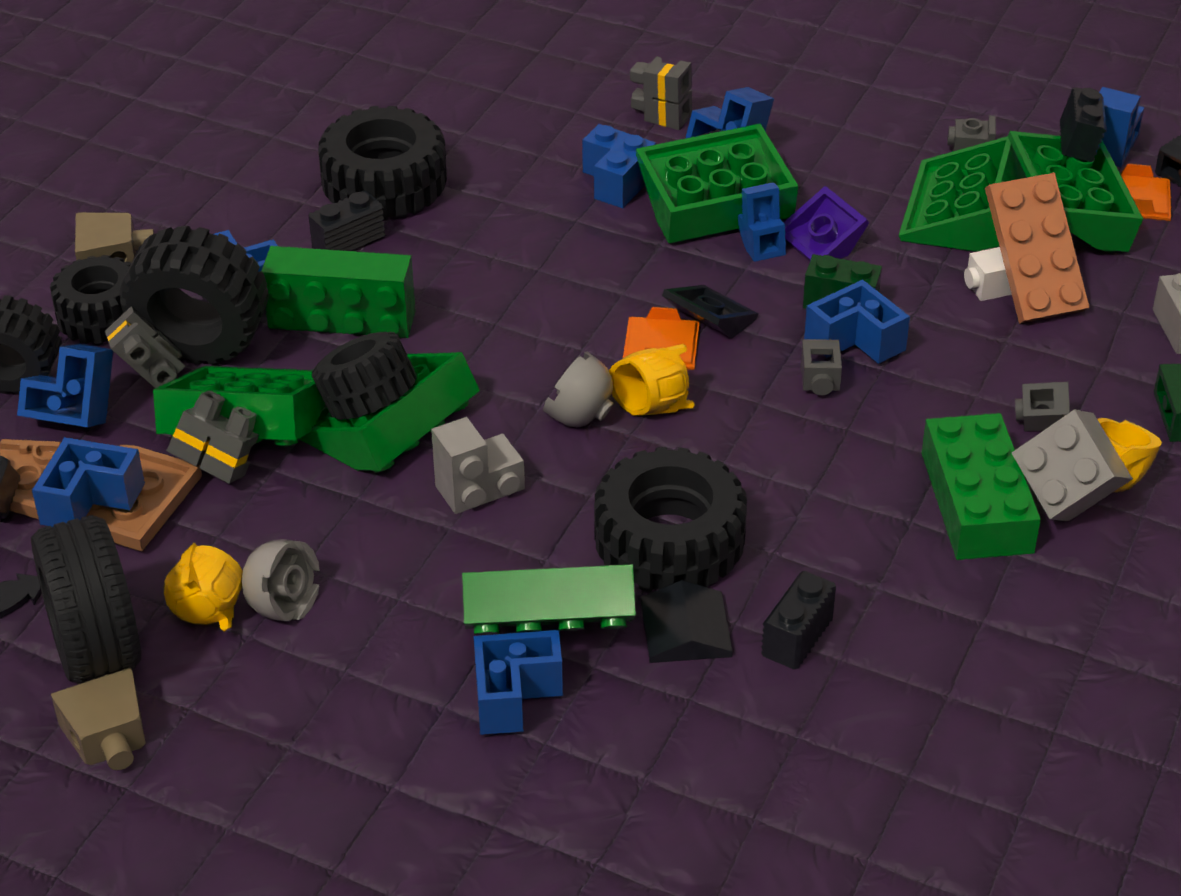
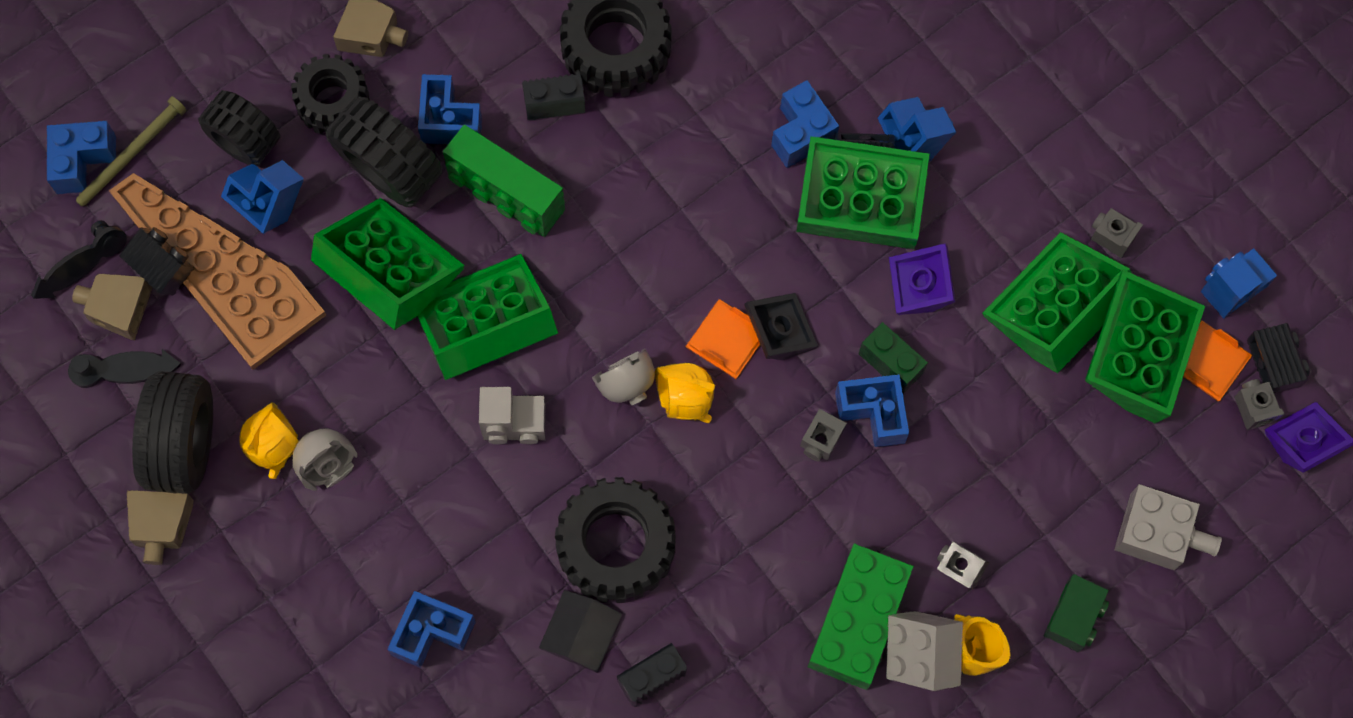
camera: 25 degrees right, 30 degrees up
(87, 475) = (226, 299): blue brick -> none
(144, 348) = (331, 181): dark grey hips -> none
(214, 440) = (341, 299): dark grey hips -> none
(364, 375) = (466, 298): black tyre -> none
(549, 598) = (484, 577): slope -> none
(665, 92) = (886, 60): dark grey hips -> none
(761, 223) = (872, 258): blue brick -> none
(987, 274) = (1022, 400): white brick -> none
(1037, 248) = (1059, 407): nougat plate -> none
(1082, 124) = (1186, 296): black brick -> none

